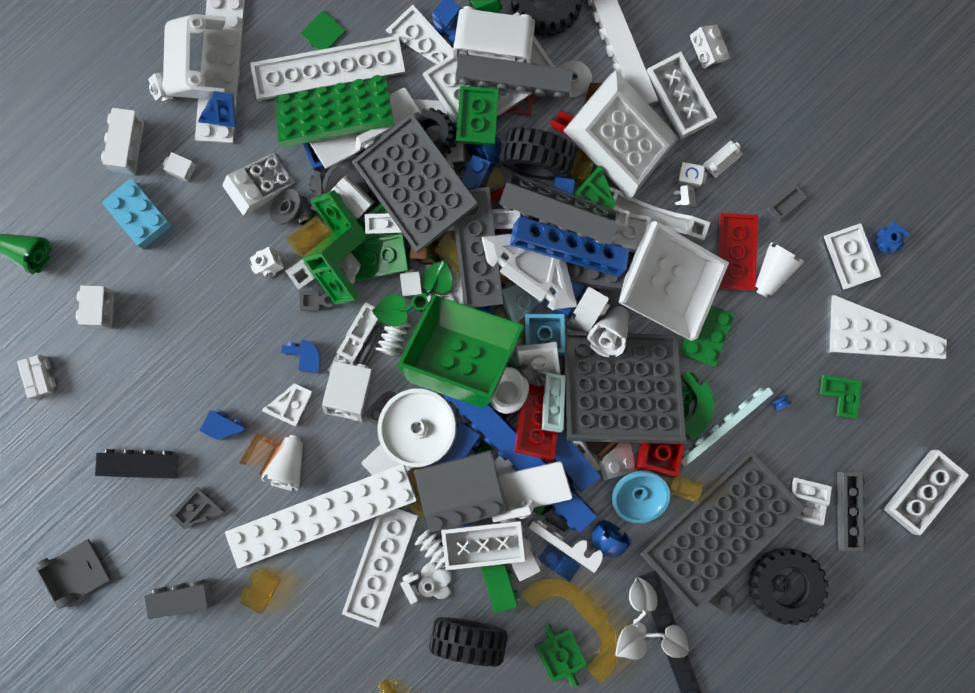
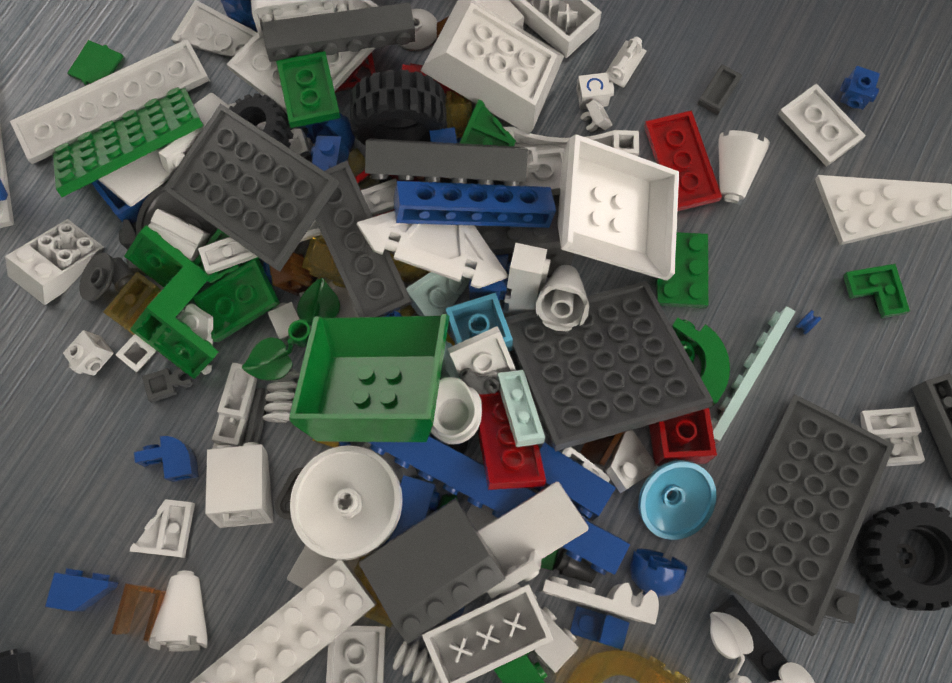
camera: 15 degrees left, 10 degrees down
(685, 488) = (733, 469): clear yellow brick -> none

